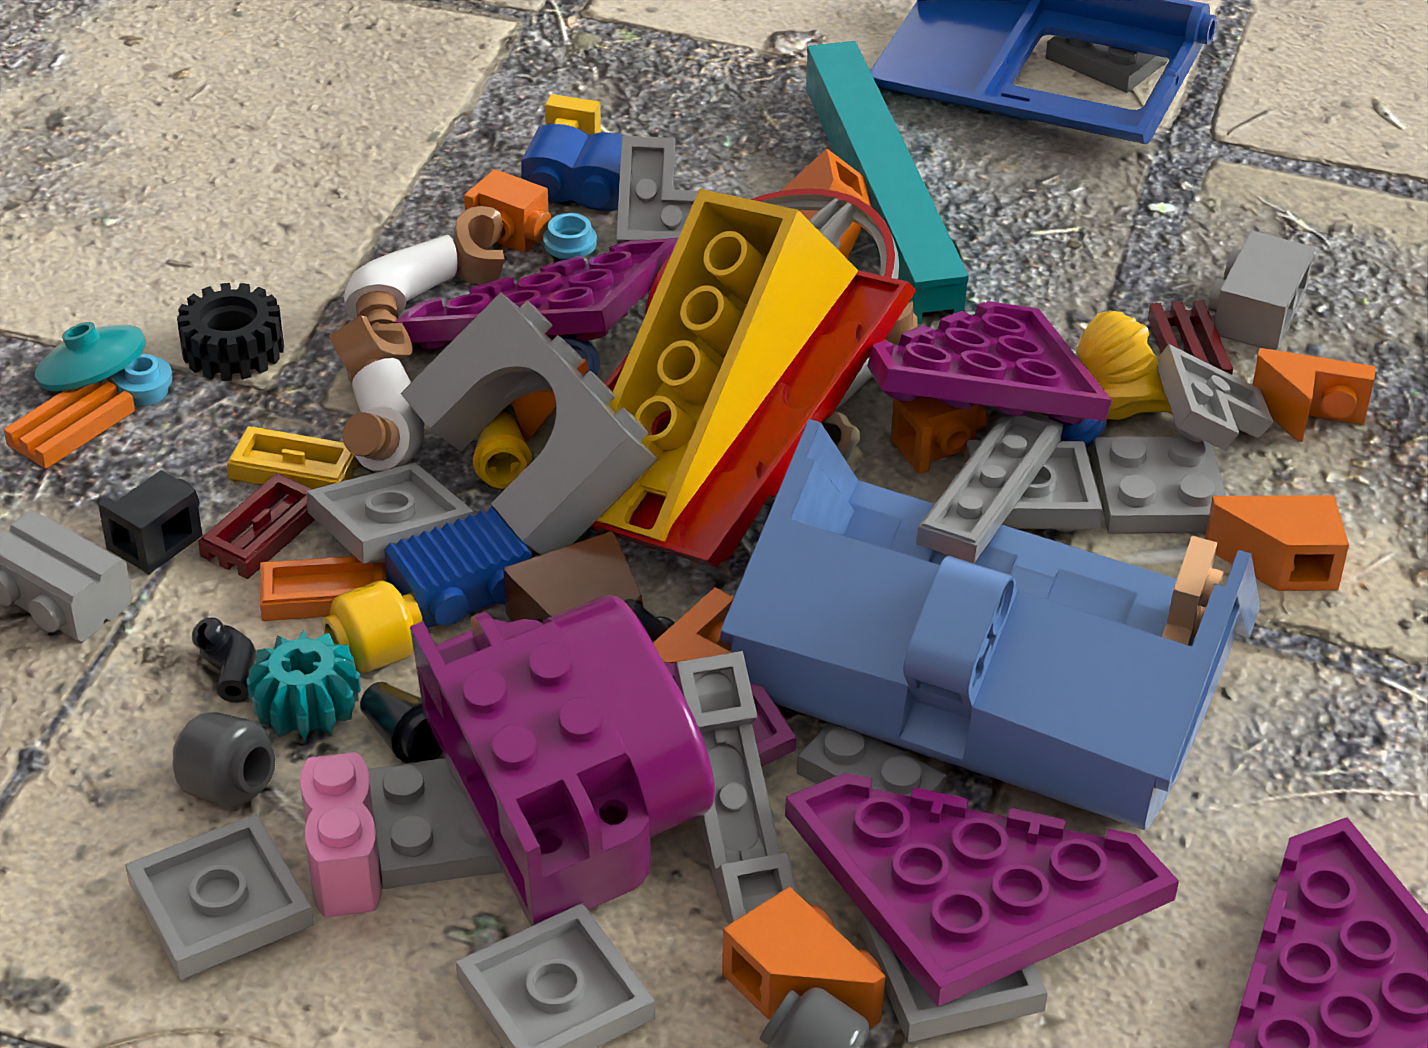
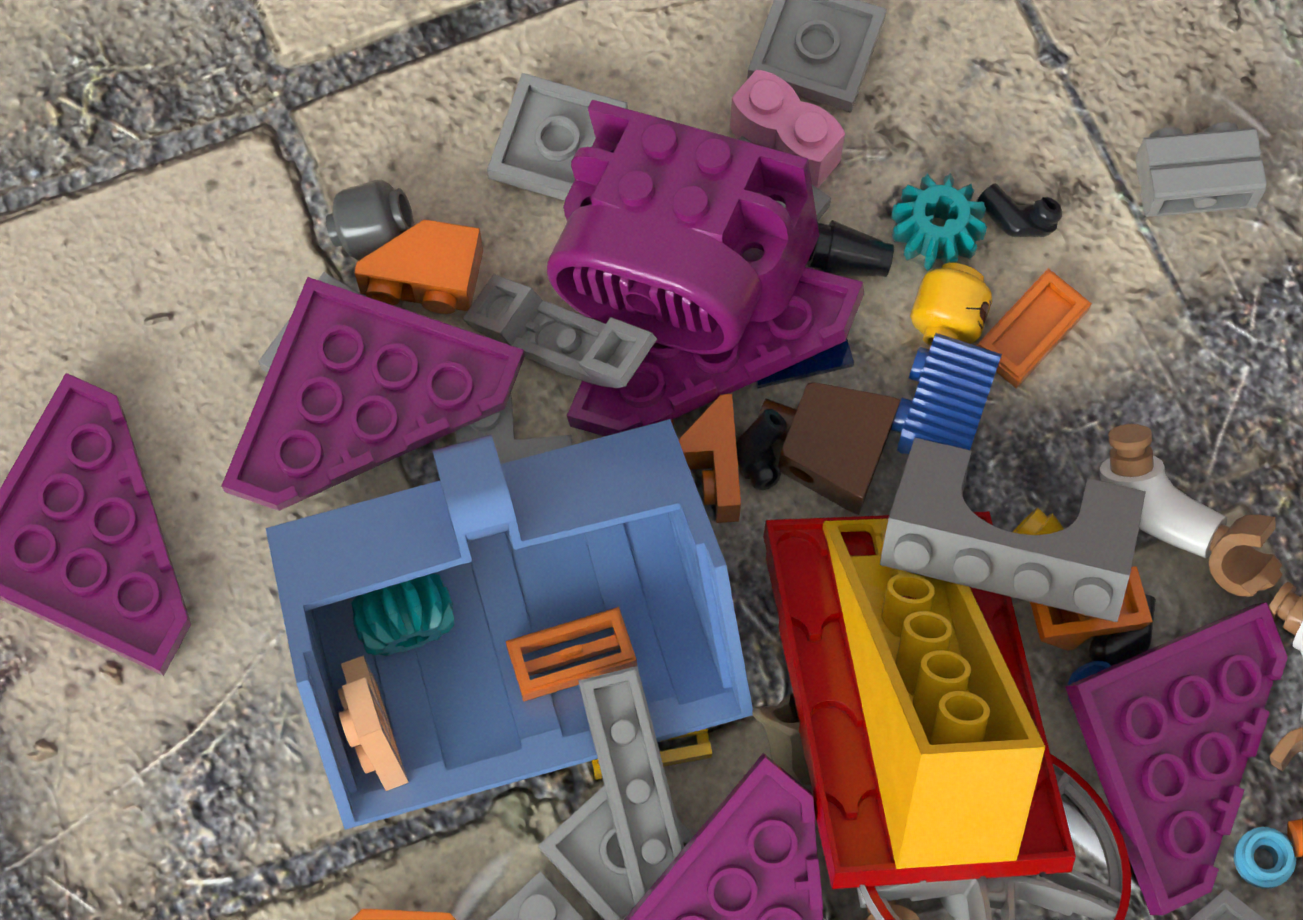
camera: 140 degrees right, 30 degrees up
(152, 521) = (1199, 269): black brick -> none
(223, 758) = (920, 125): dark grey head -> none
(270, 529) = (1145, 390): dark red tile -> none
(297, 457) = (1230, 400): yellow tile -> none
(383, 509) = (1048, 407): light grey plate -> none

